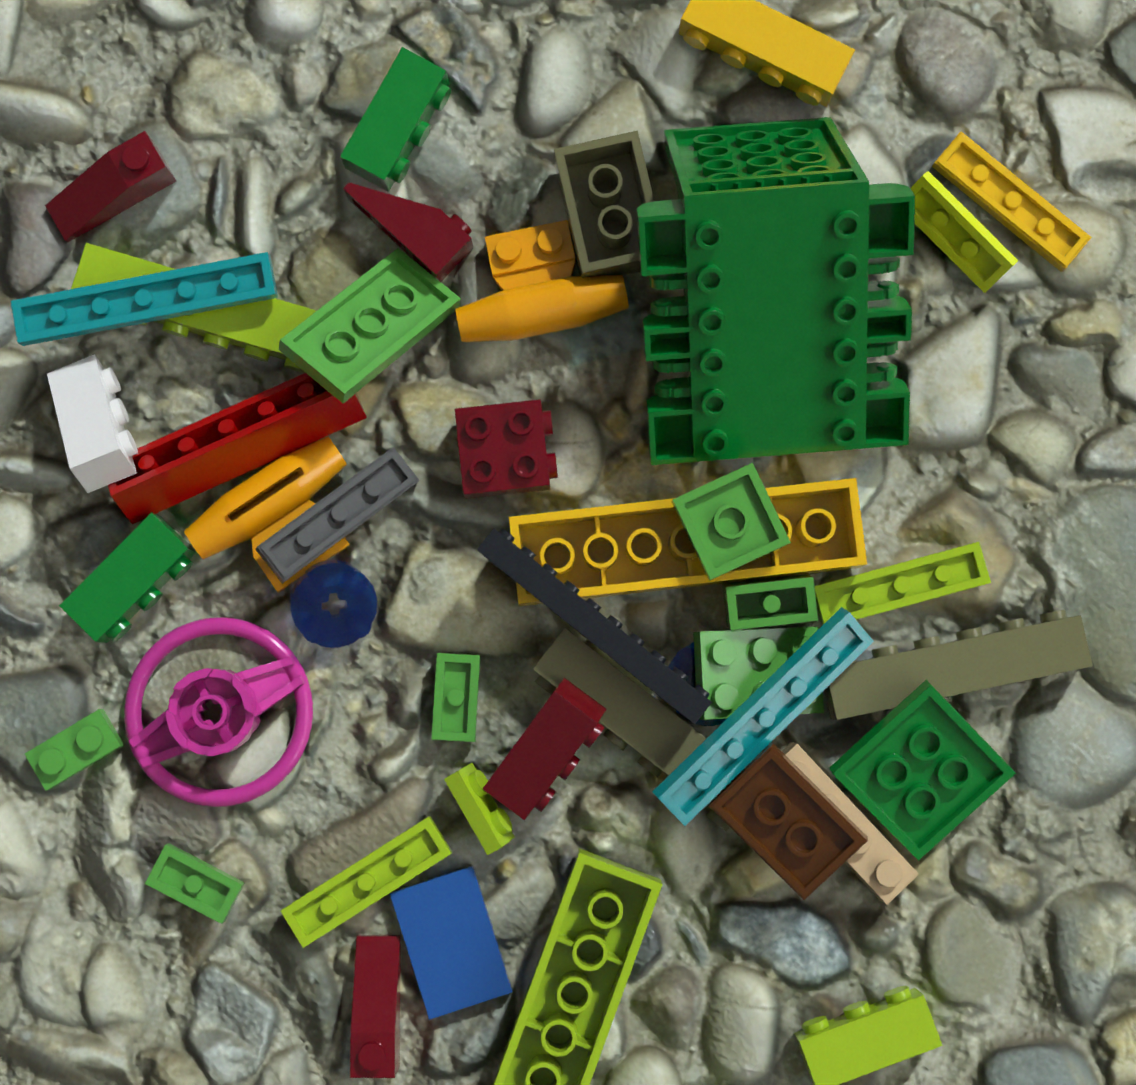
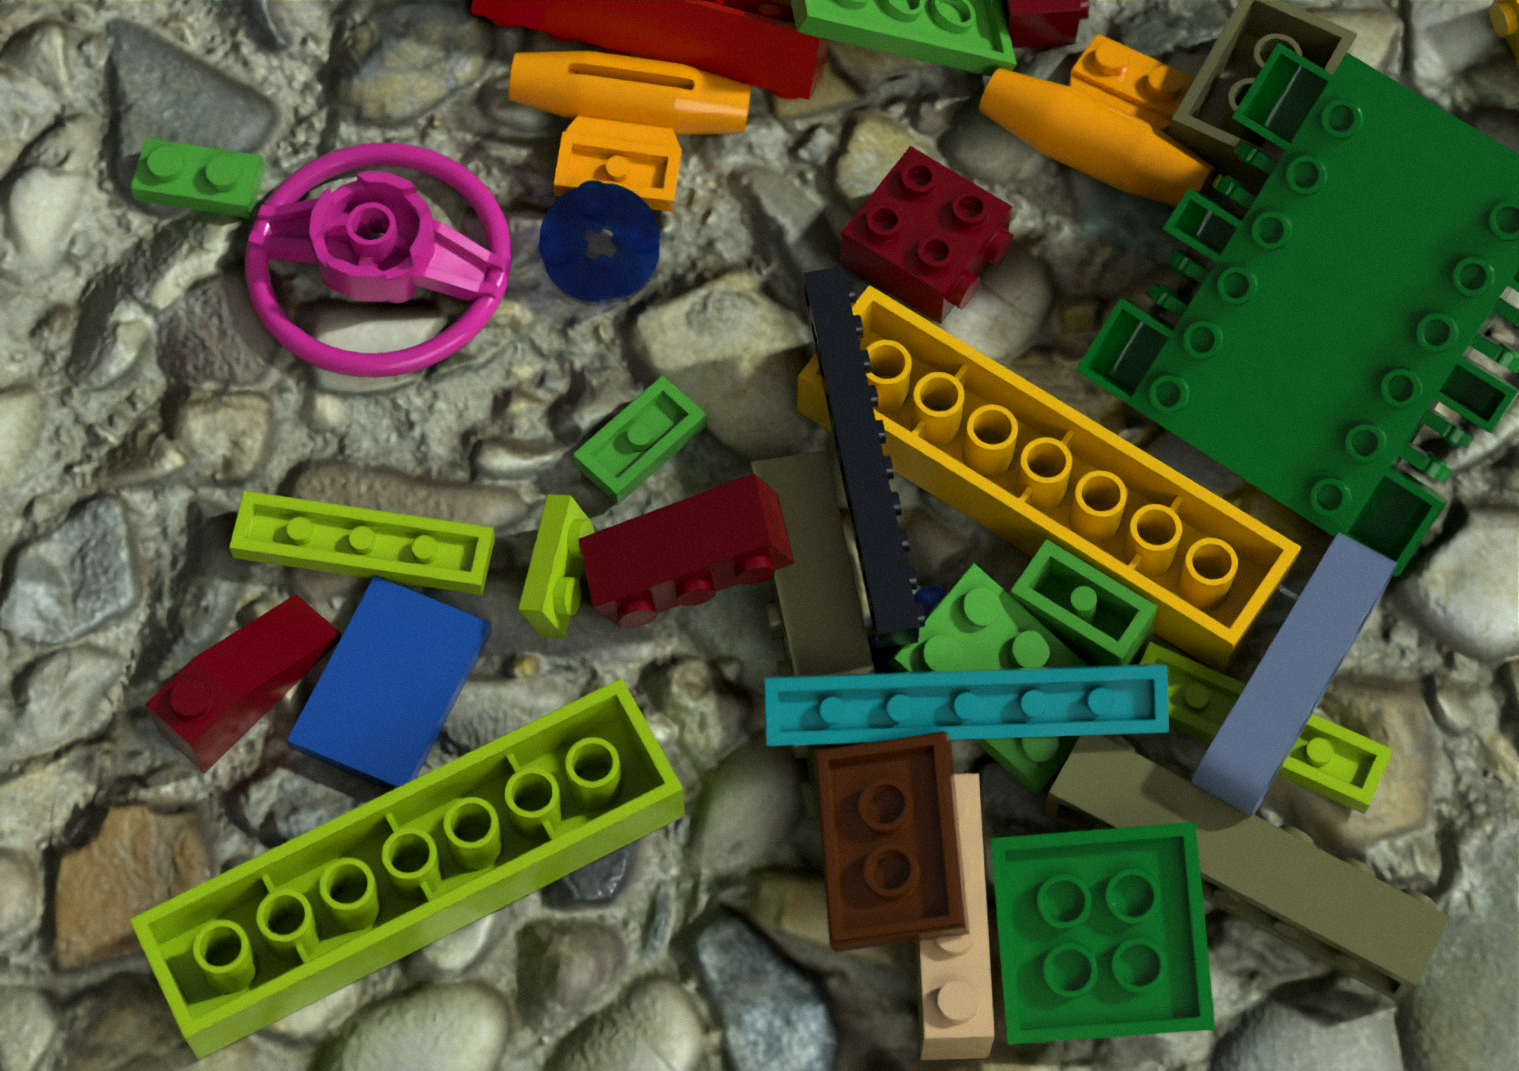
camera: 40 degrees right, 20 degrees down
(129, 580) = (415, 60): green brick -> none
(194, 883) = (185, 396): bright green plate -> none
(337, 515) = (688, 160): dark grey tile -> none
(730, 521) = (1112, 468): bright green plate -> none
(906, 549) = (1294, 674): none -> sand blue beam

